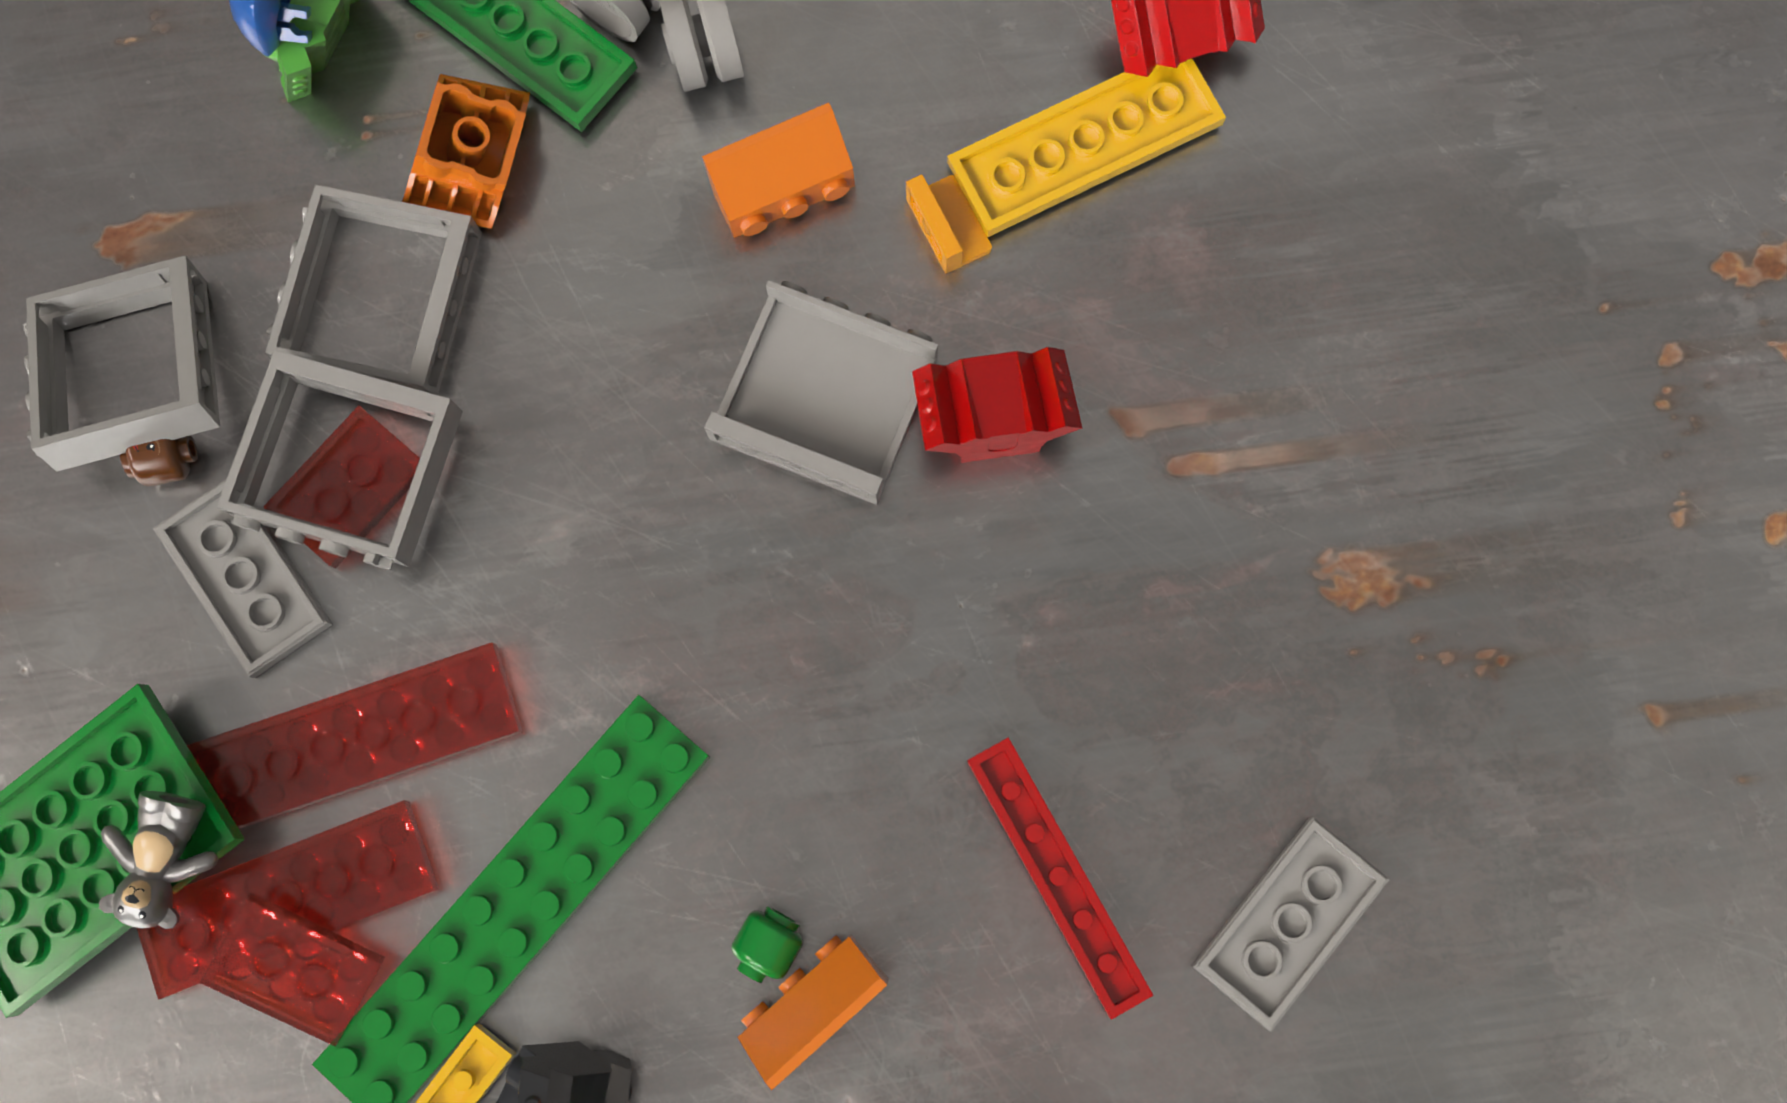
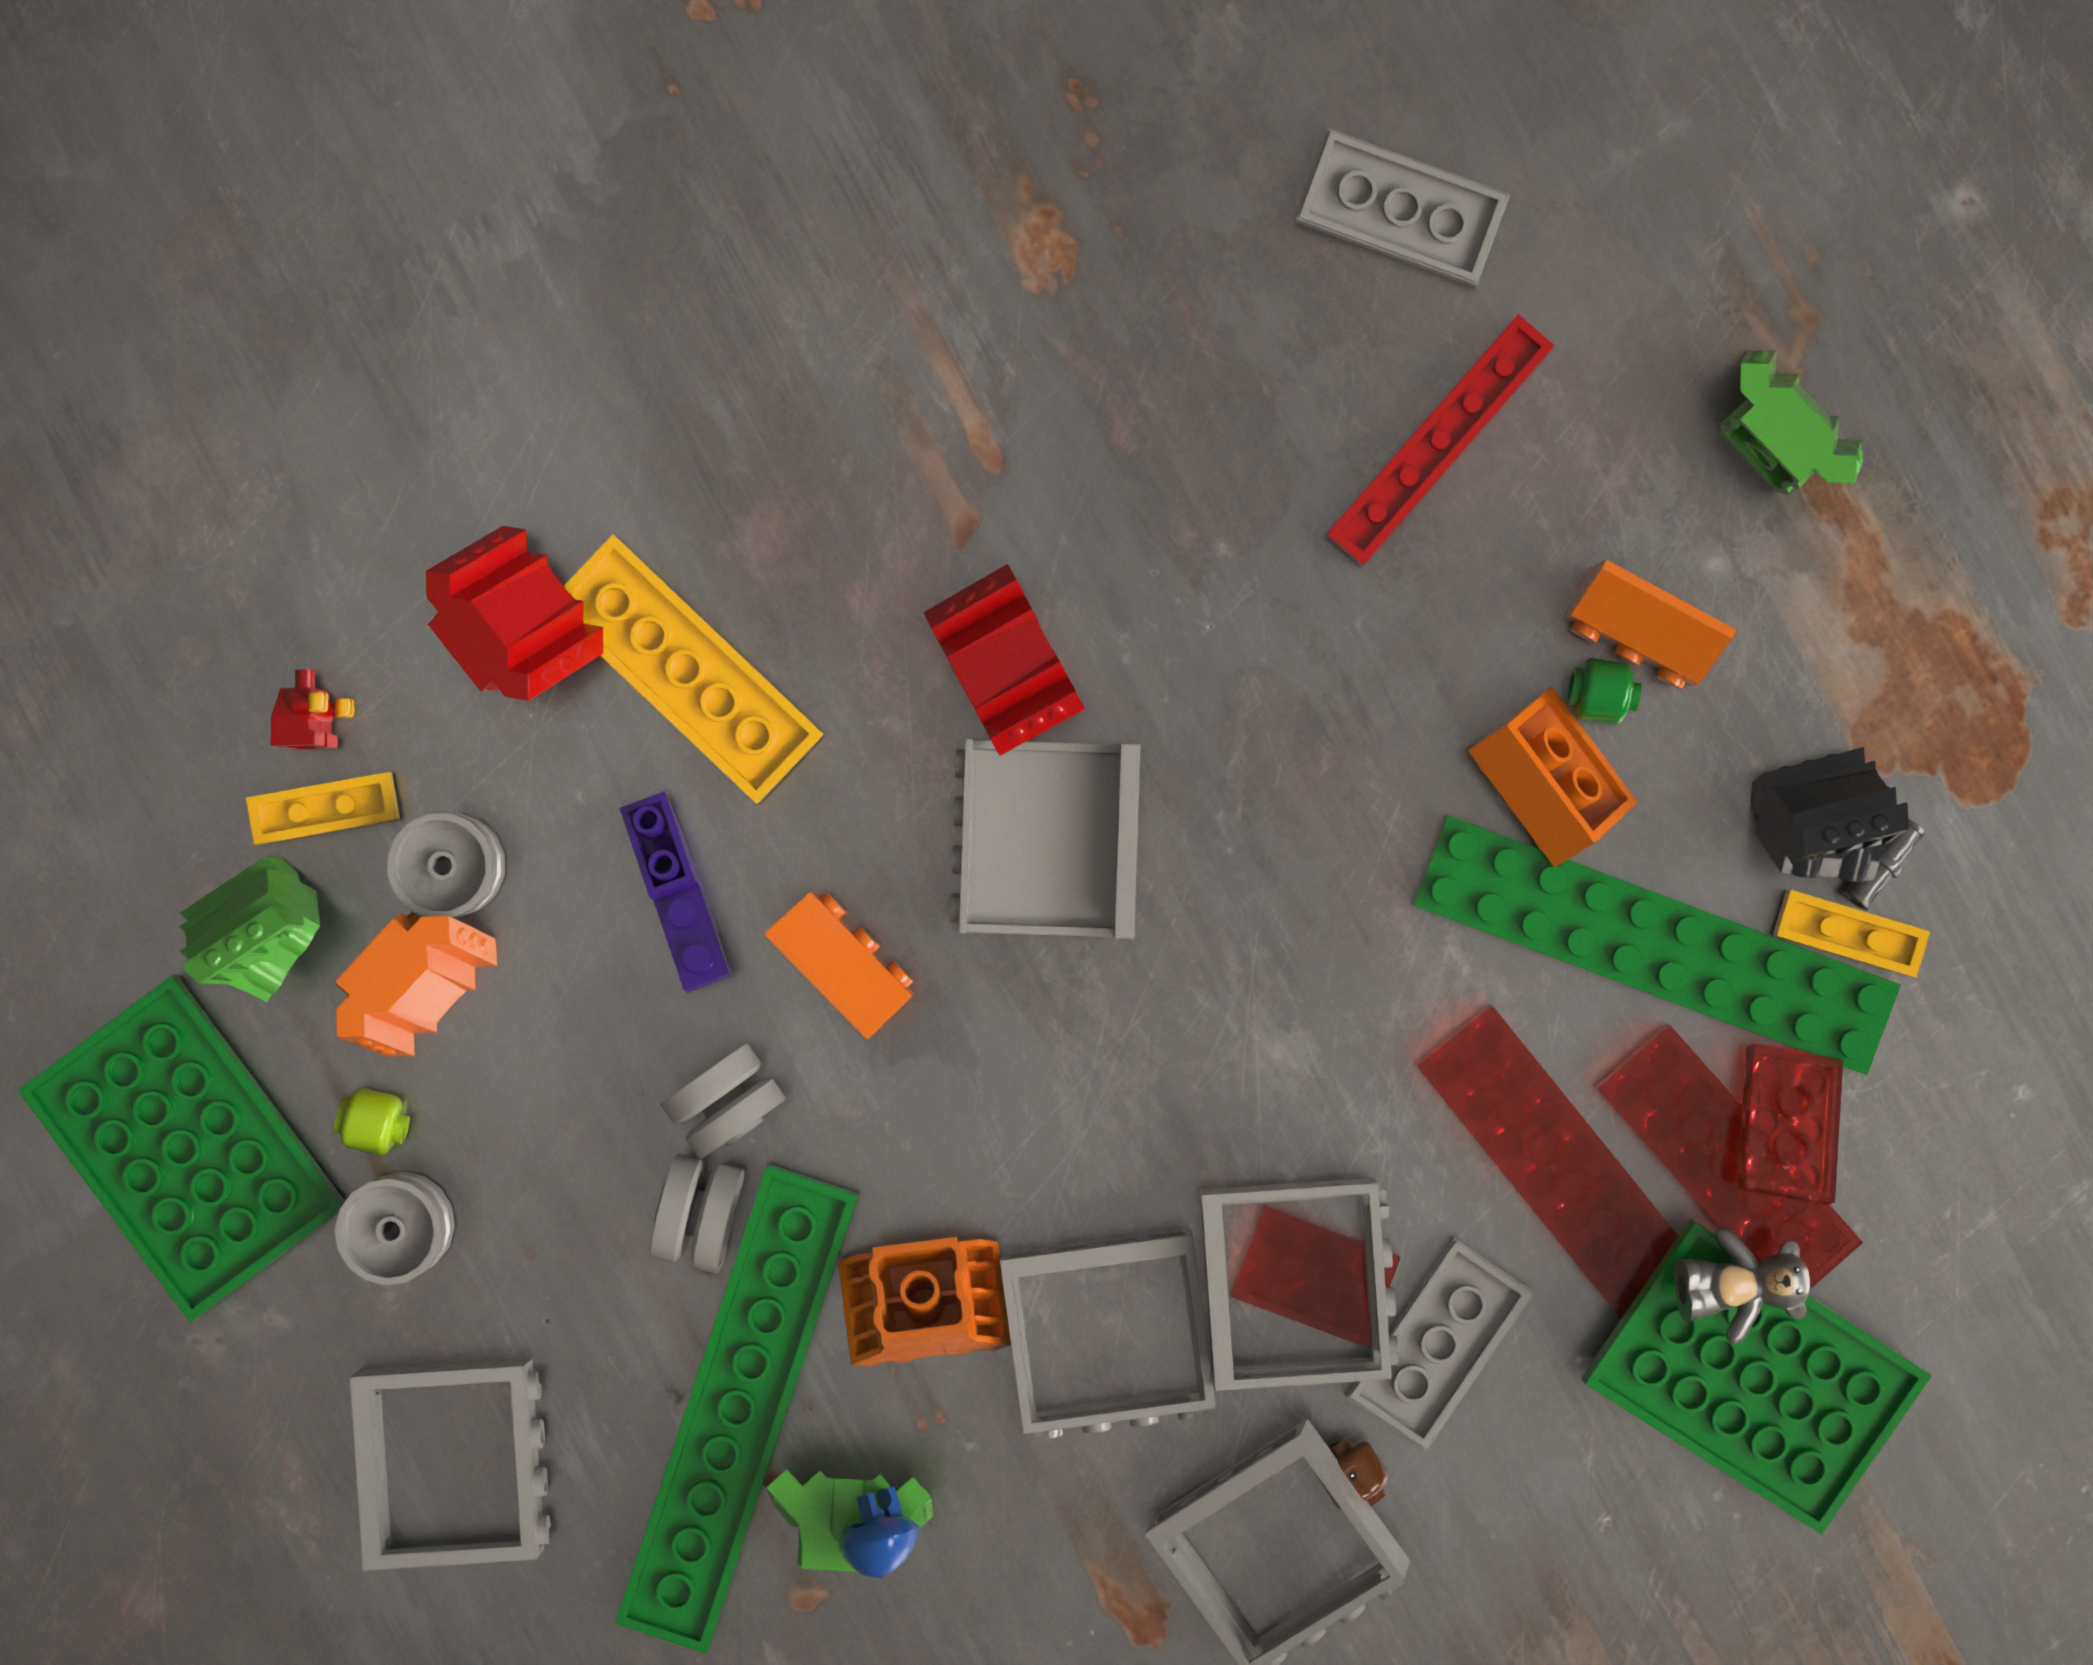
camera: 120 degrees left, 10 degrees up
(704, 867) = (1553, 777): none -> orange slope
(900, 70) = (676, 891): none -> dark purple slope
(947, 221) = (821, 779): light orange panel -> none

